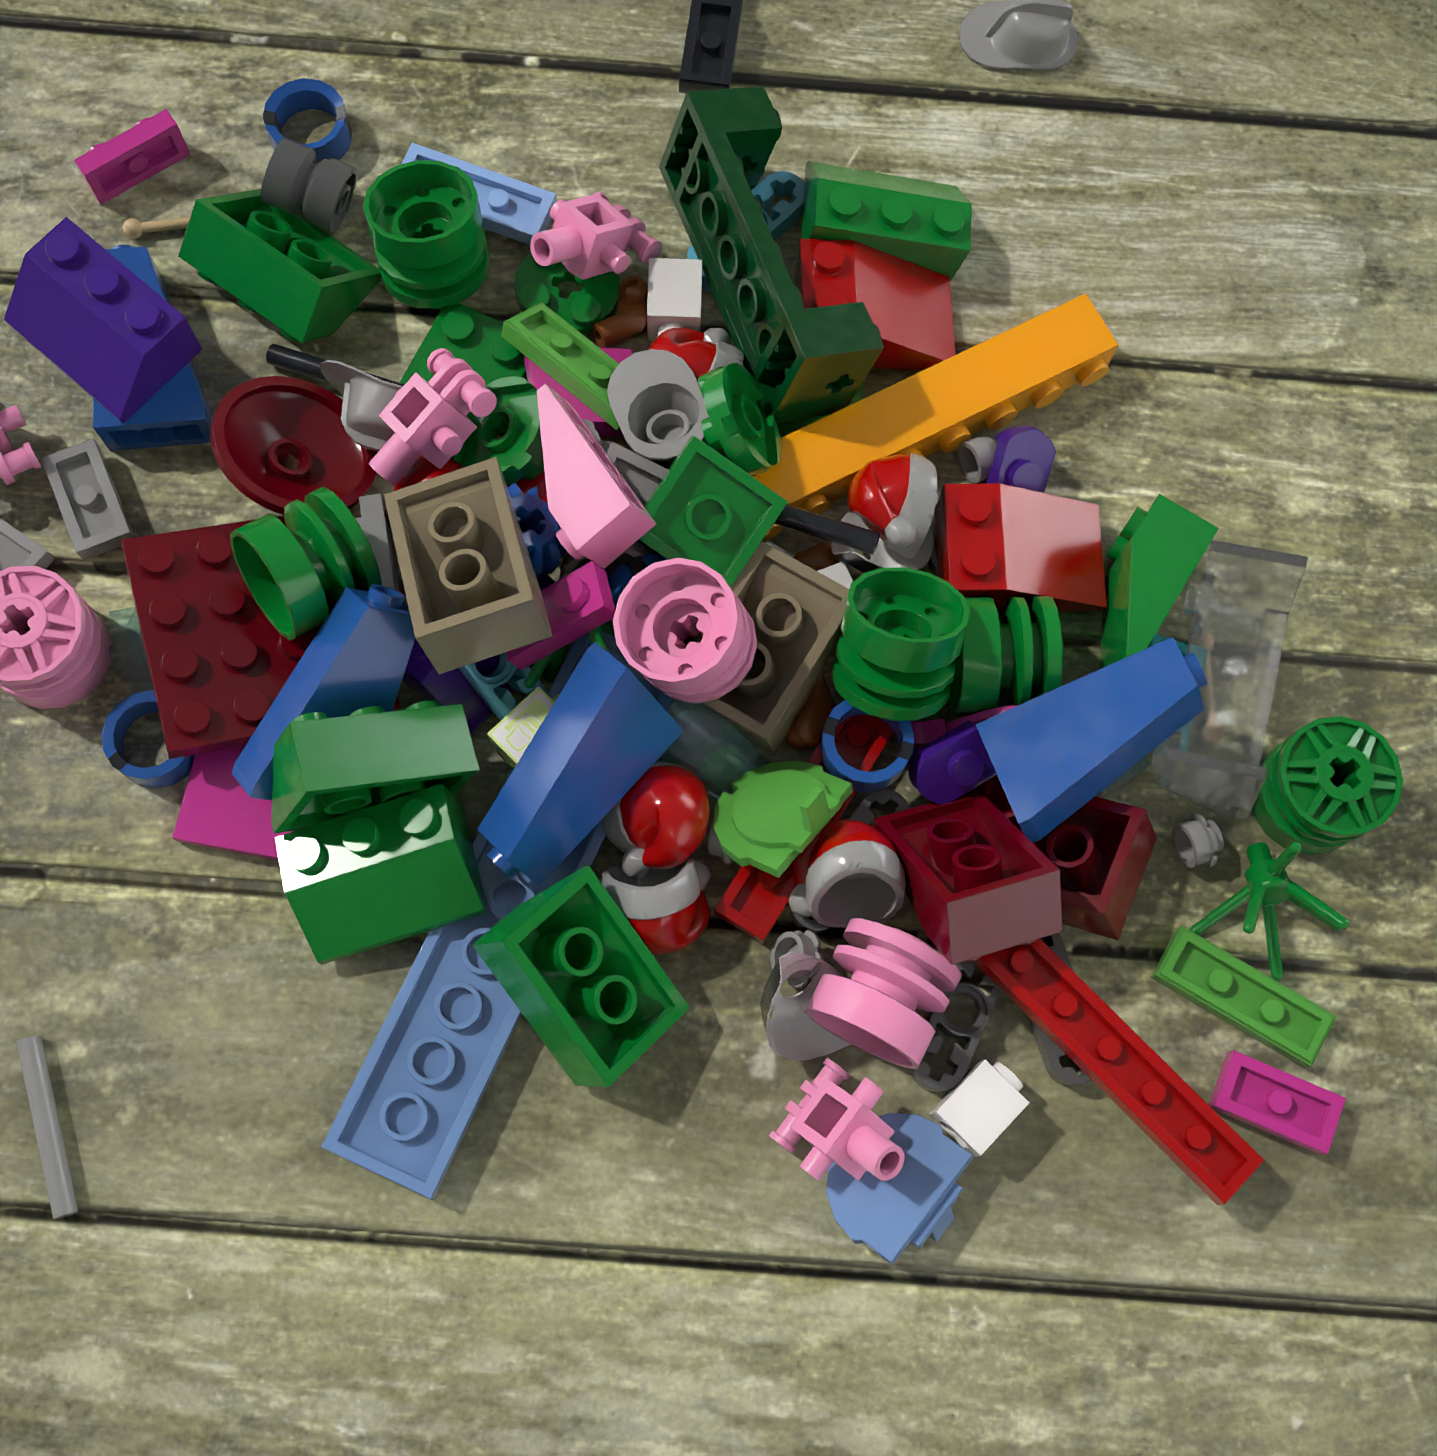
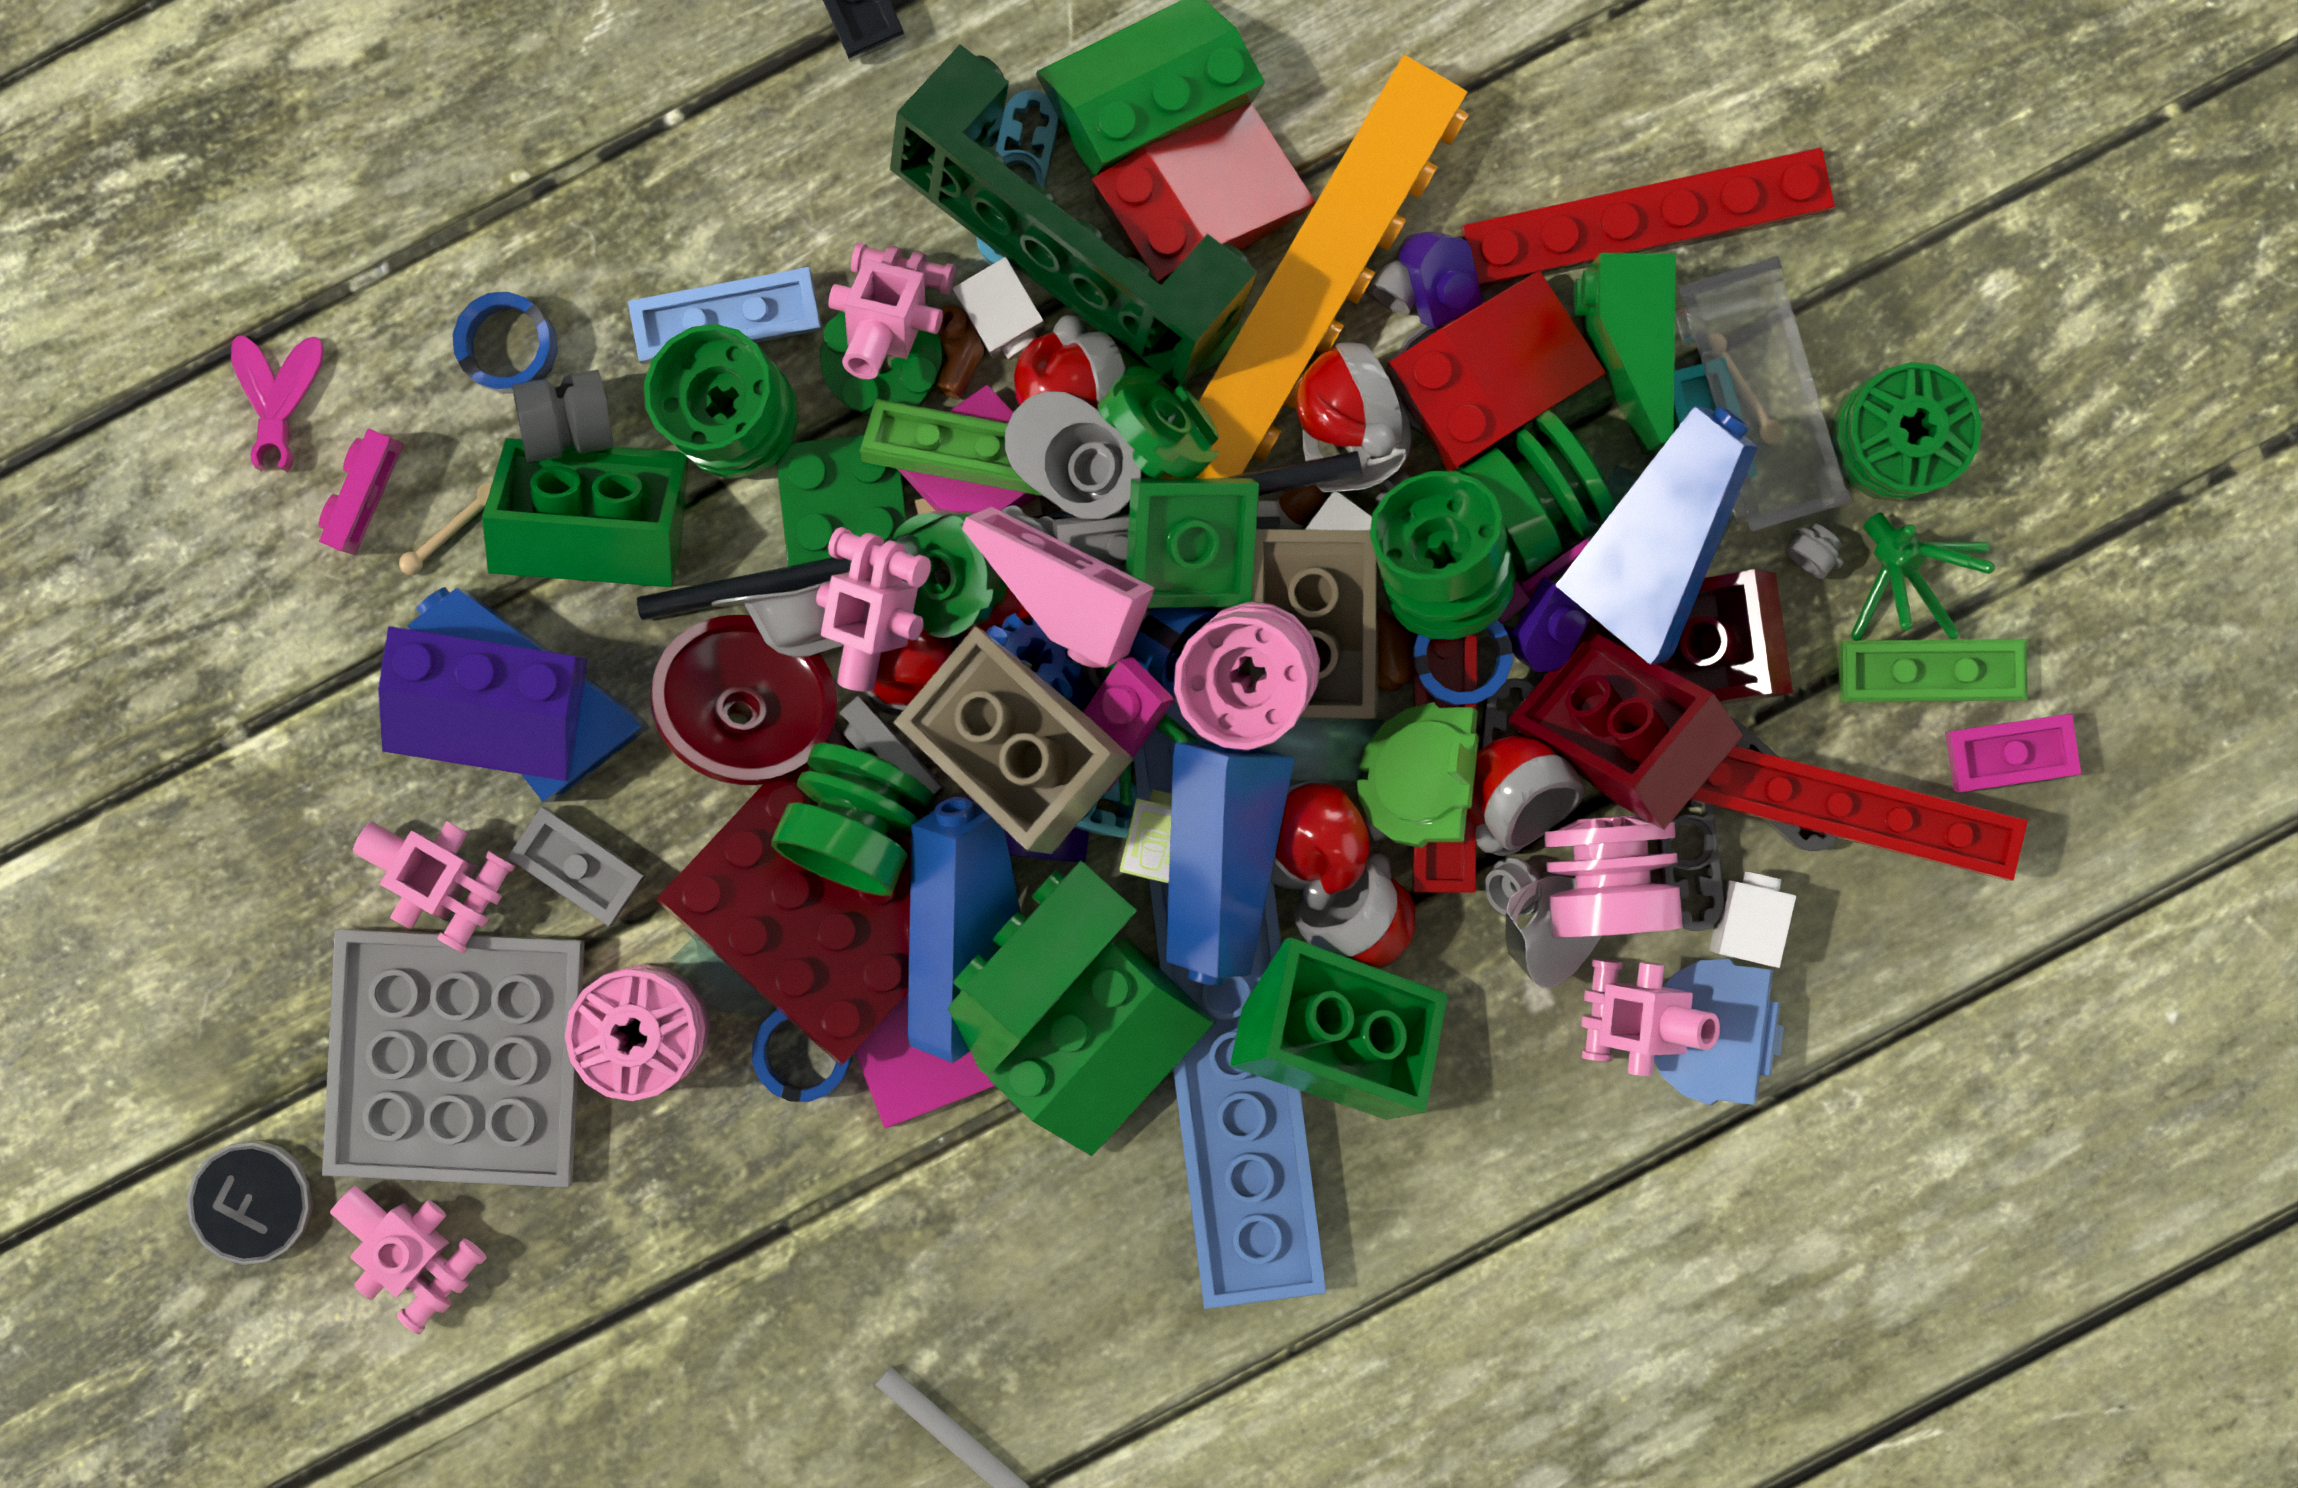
camera: 30 degrees left, 15 degrees up
(125, 70) = (275, 397): none -> dark pink piece
(1332, 562) = (1650, 216): none -> red plate

